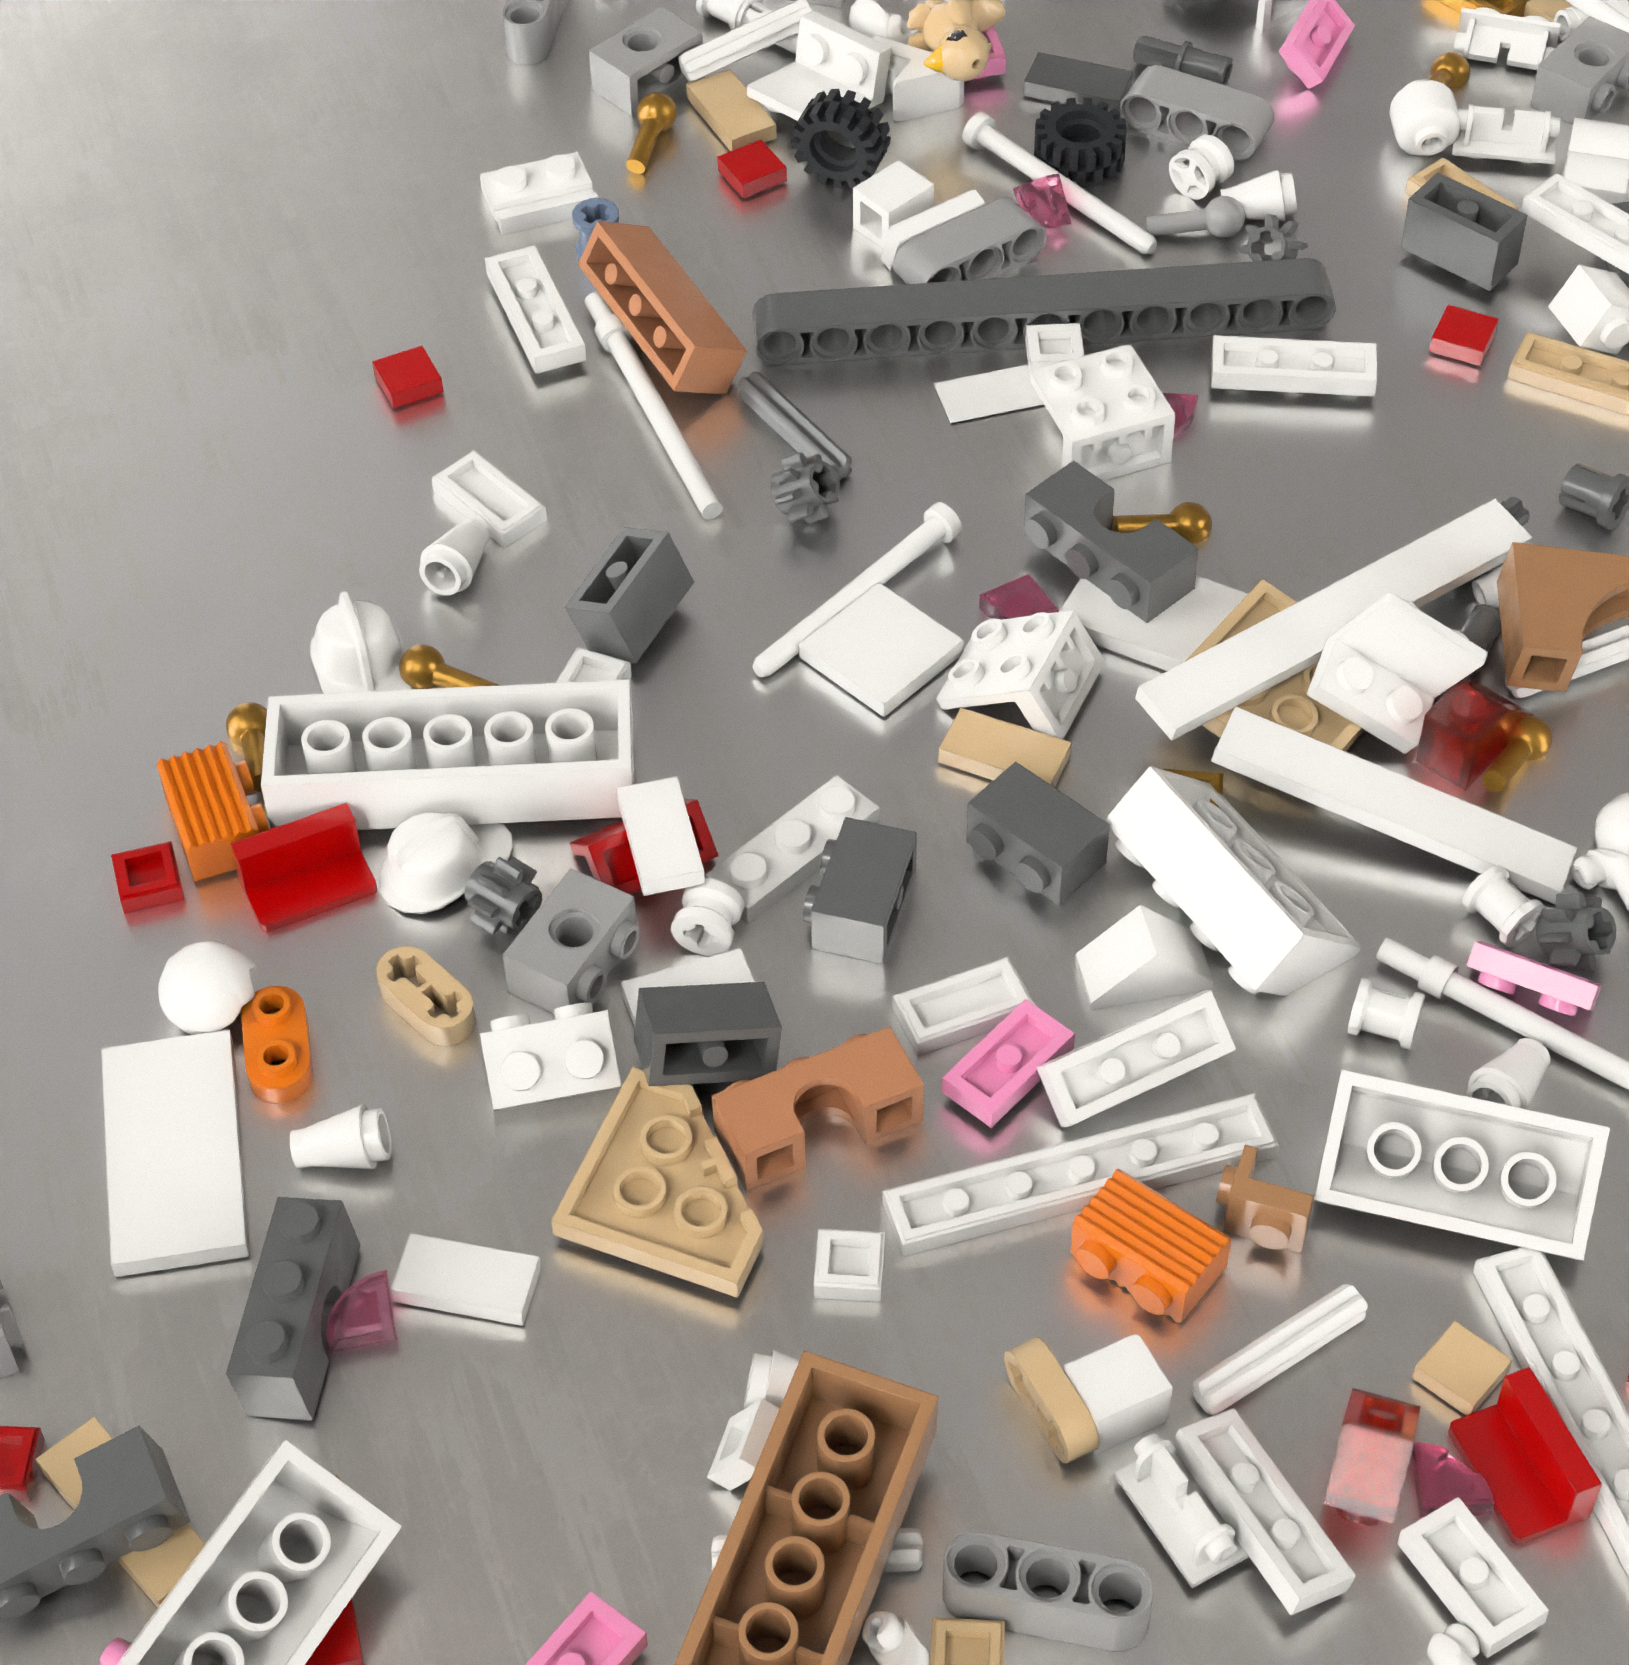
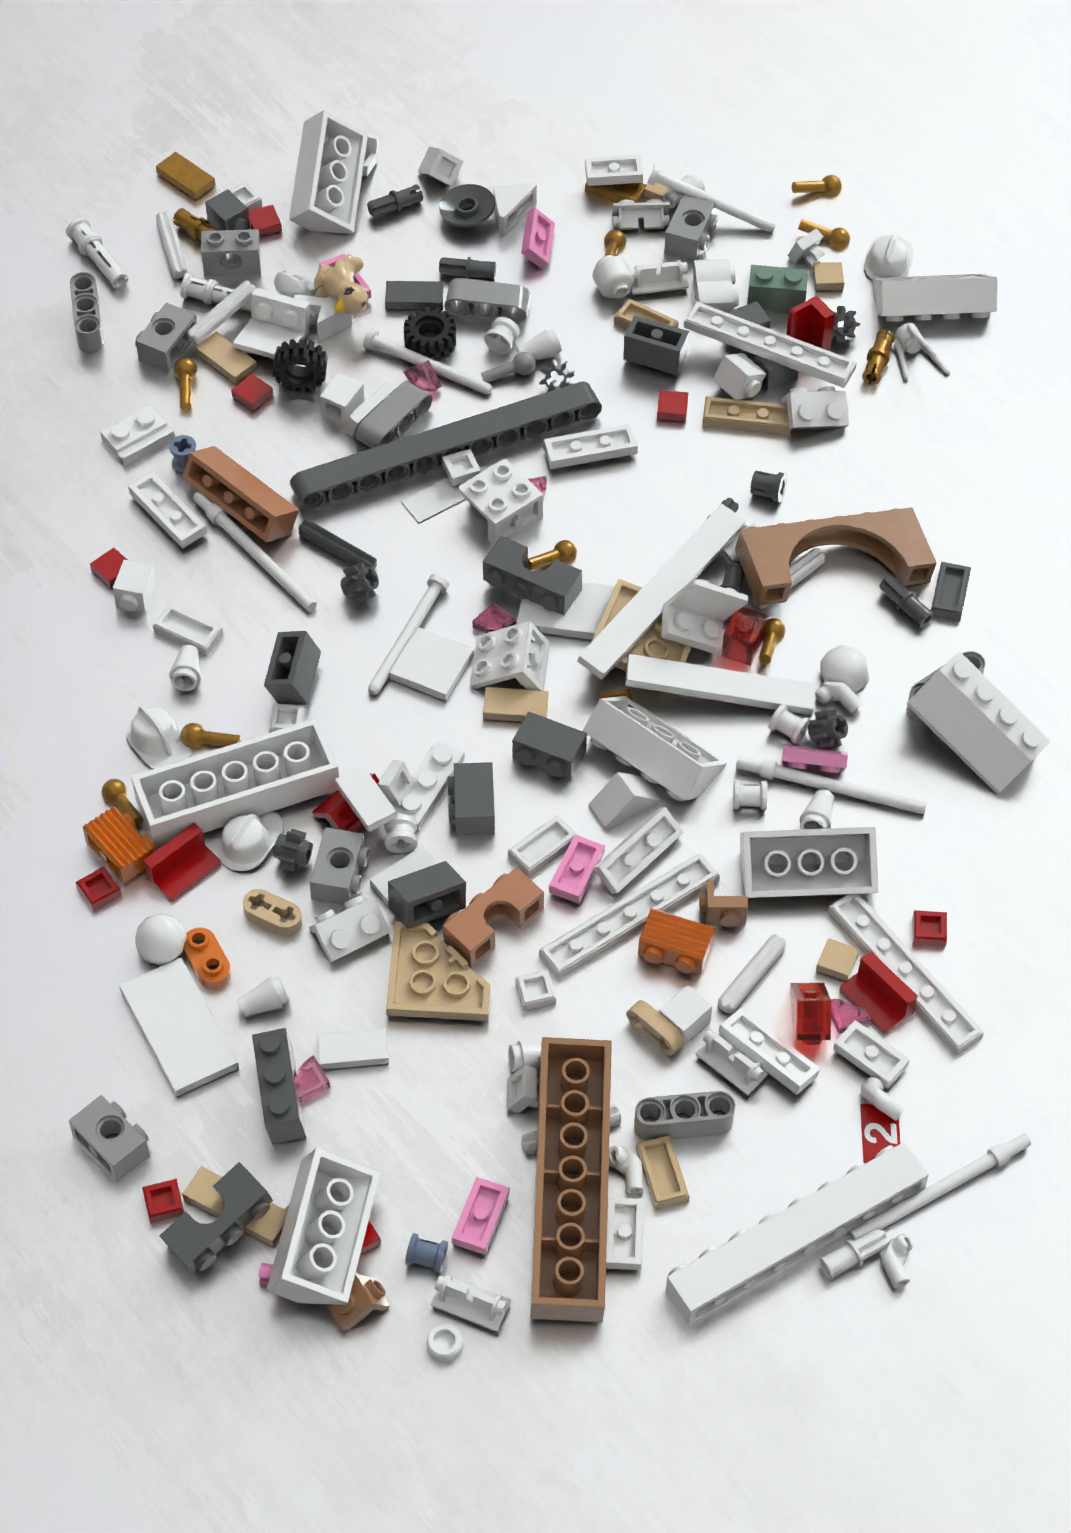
camera: 20 degrees left, 5 degrees up
(427, 409) = (134, 586): none -> white brick
(730, 825) = (396, 782): none -> white plate

